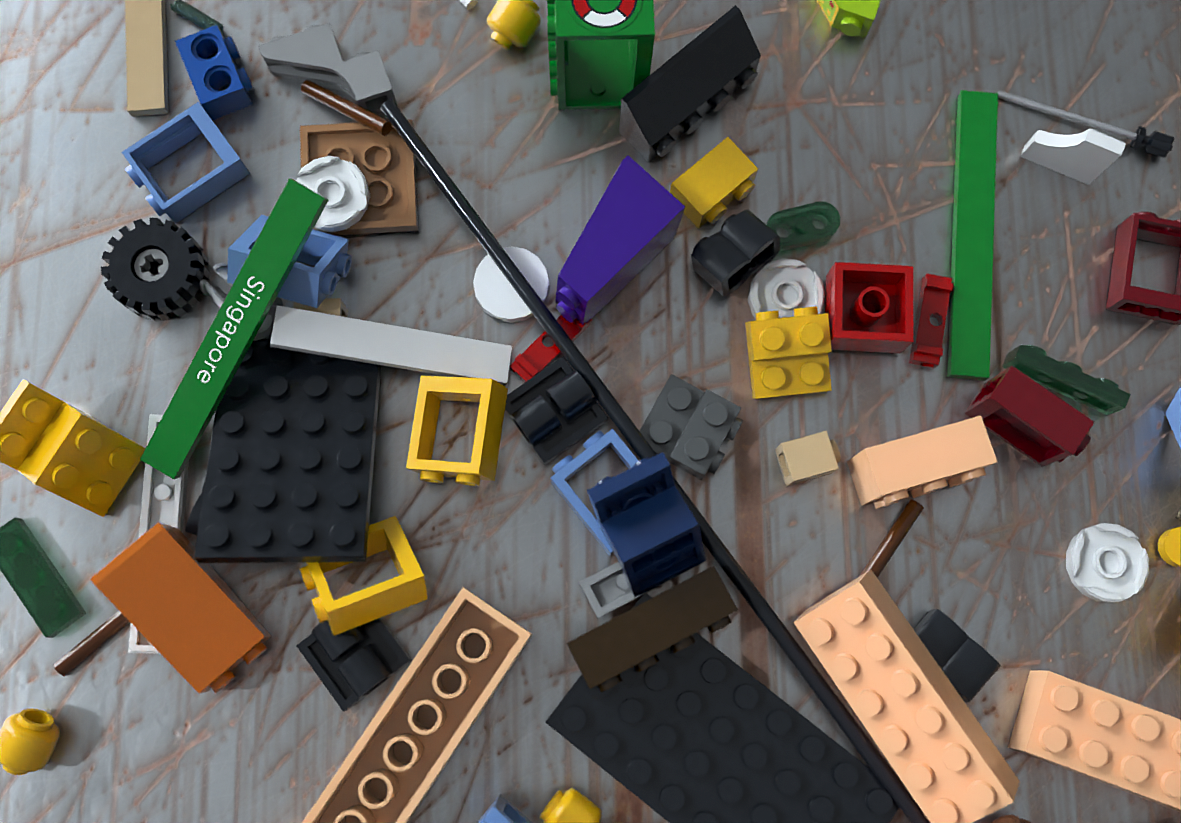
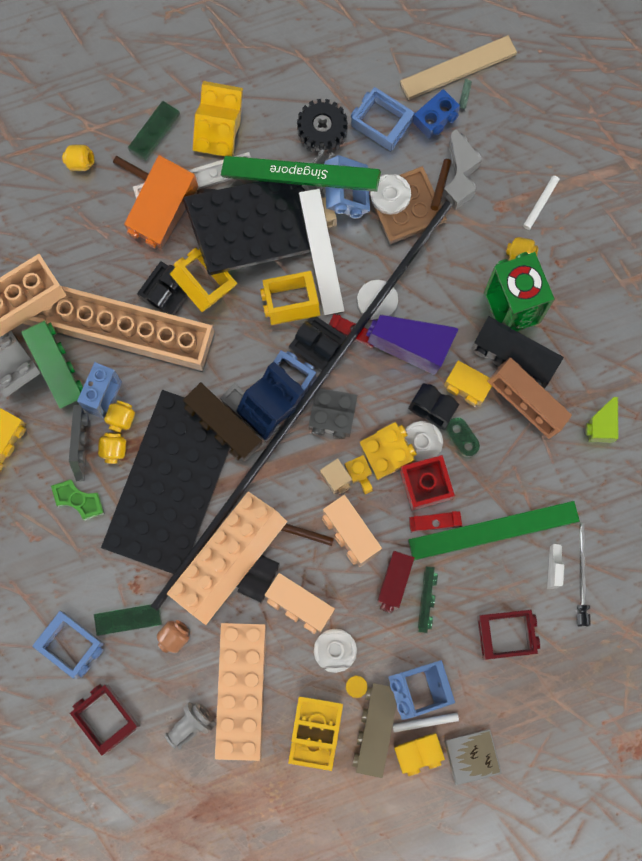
camera: 75 degrees right, 0 degrees up
(776, 92) = (529, 398): none -> nougat brick
(806, 416) = (359, 472): none -> yellow plate
(1027, 595) = (299, 604): none -> light nougat brick

